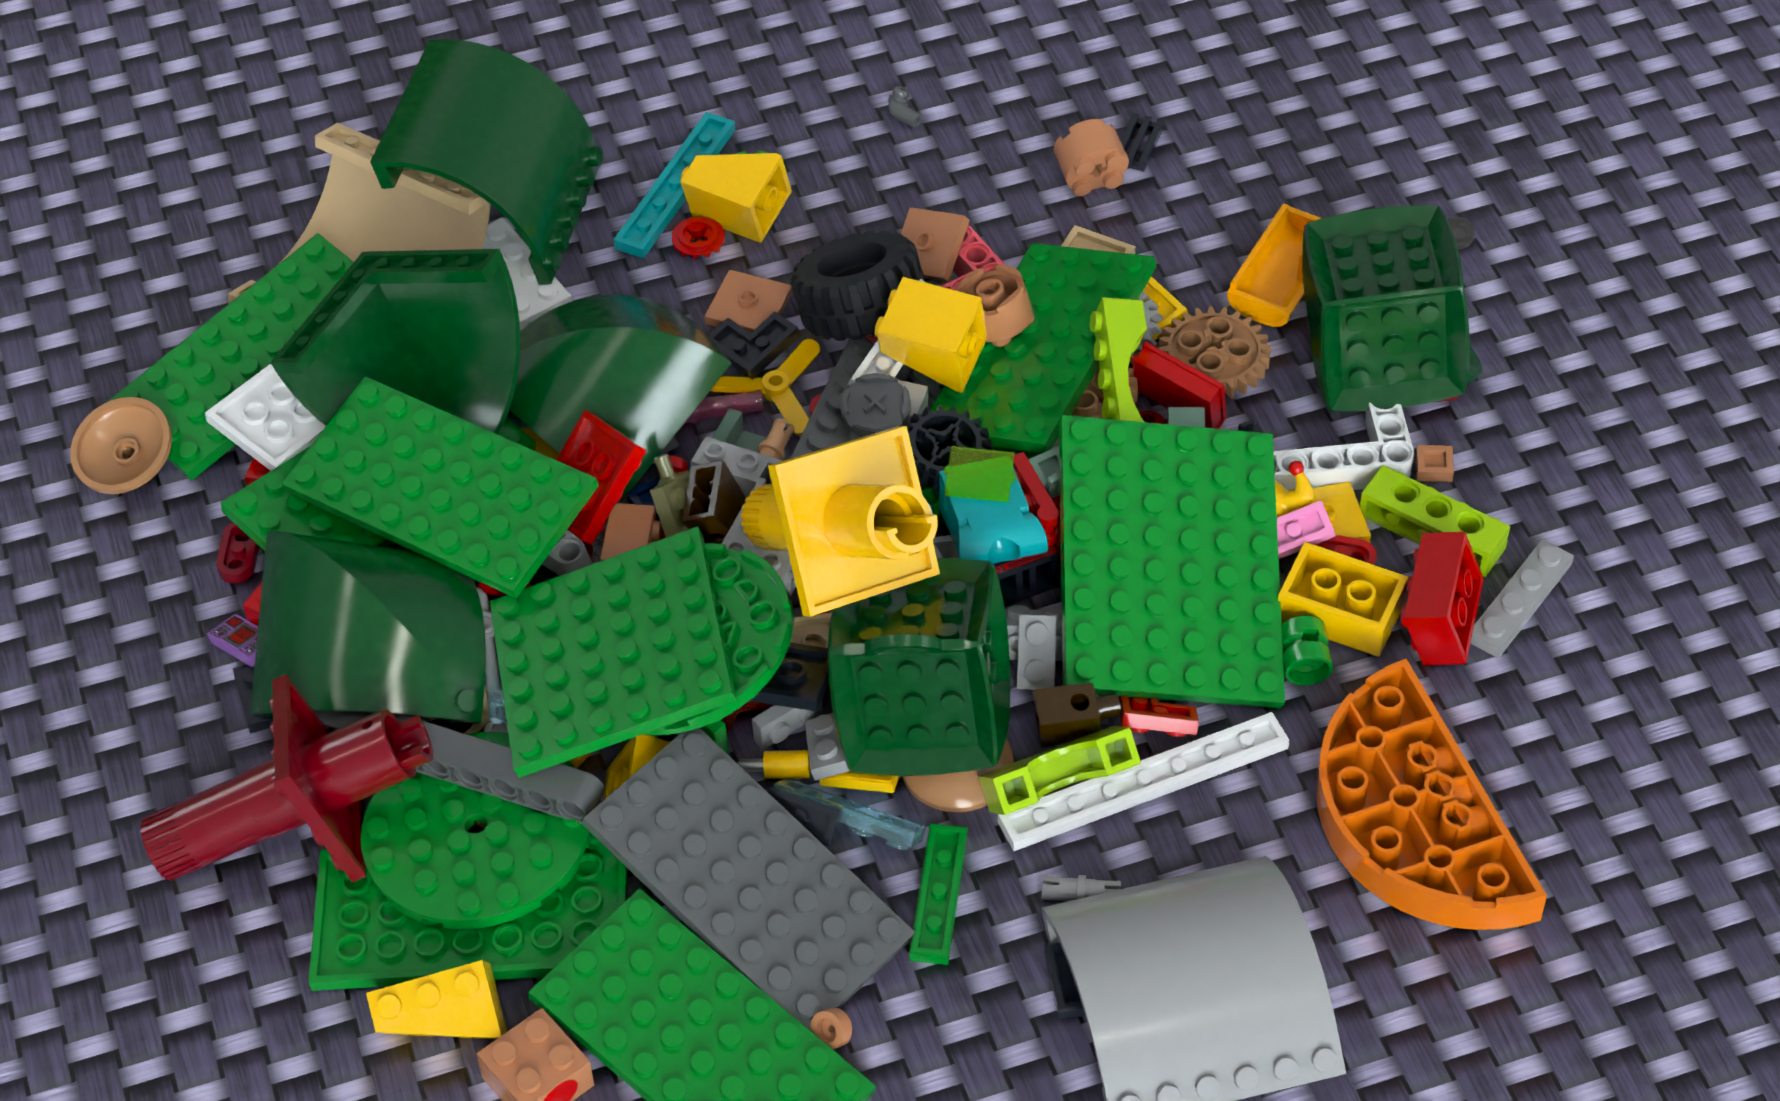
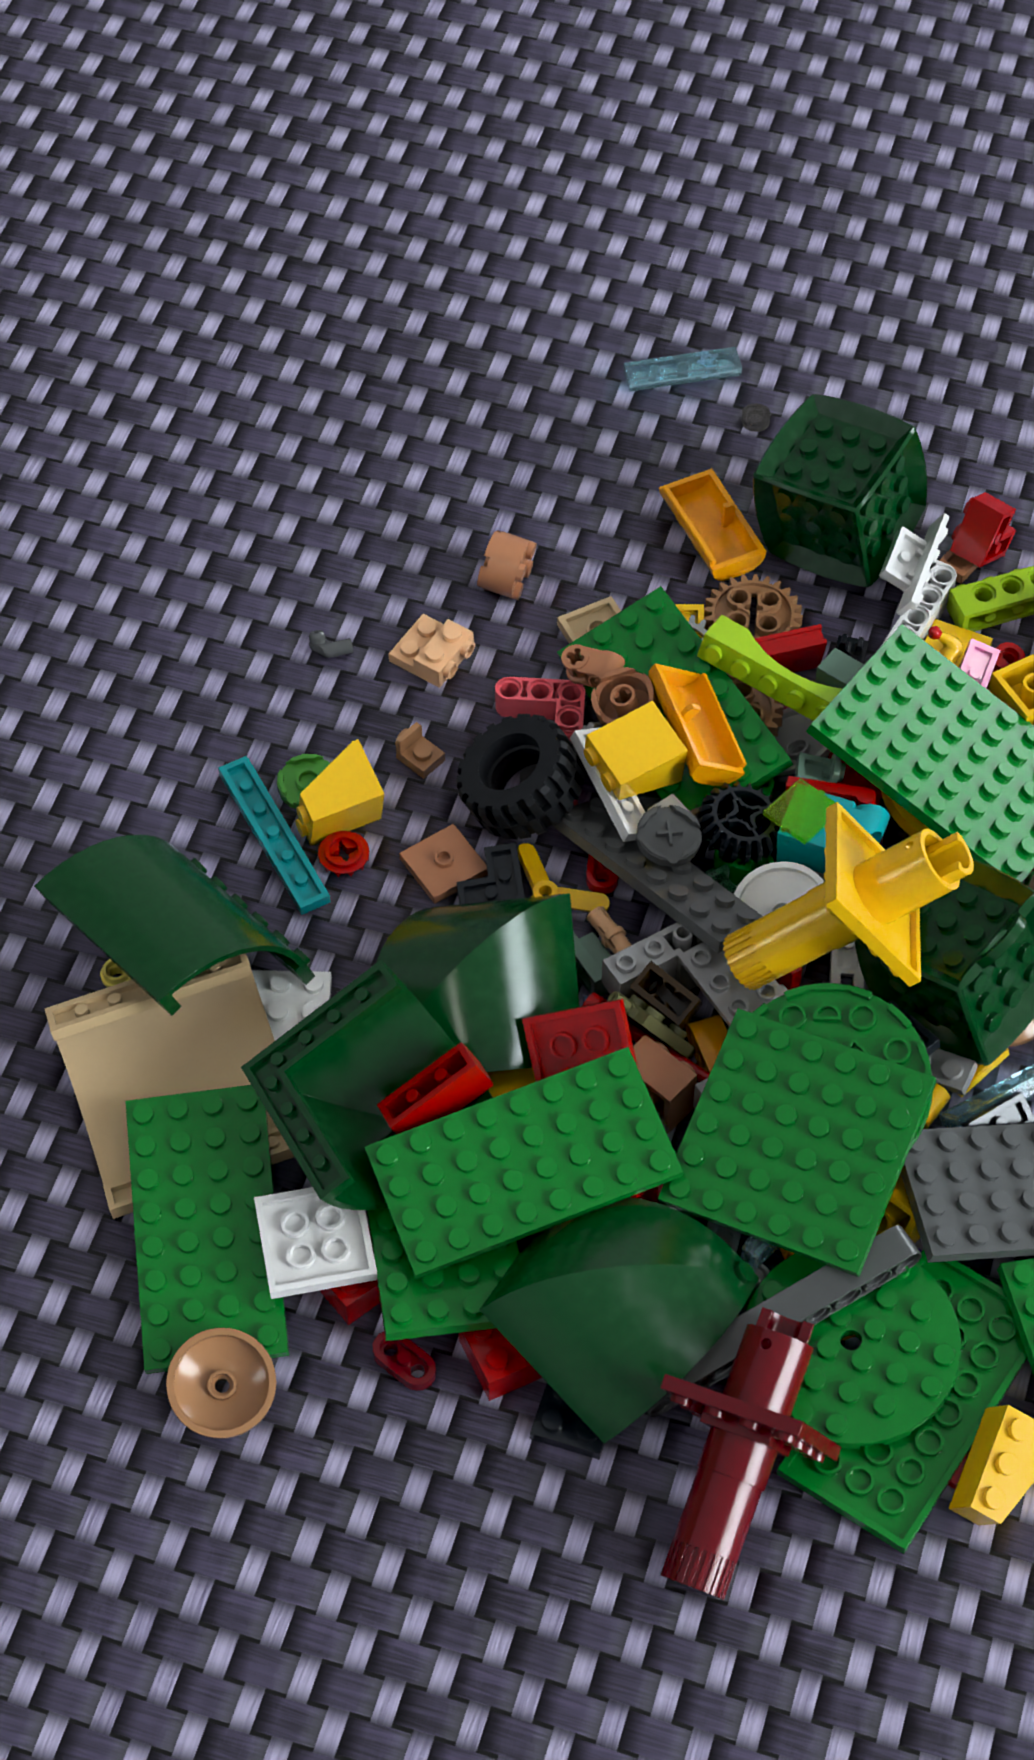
camera: 55 degrees left, 5 degrees up
(236, 638) = (509, 1407): tile -> none
(459, 389) = (436, 1090): none -> red brick
(846, 216) = (417, 751): none -> medium nougat bracket
(937, 240) = (499, 700): nougat plate -> none
(964, 172) = (433, 649): none -> light nougat plate
(1009, 355) = (699, 723): none -> light orange container
(1018, 254) = (590, 665): none -> nougat piece
(1144, 126) = (503, 518): black tile -> none
(1376, 411) = (910, 561): none -> white bracket
(1455, 152) = (682, 368): none -> clear light blue plate
(1473, 450) = (984, 530): none -> red brick

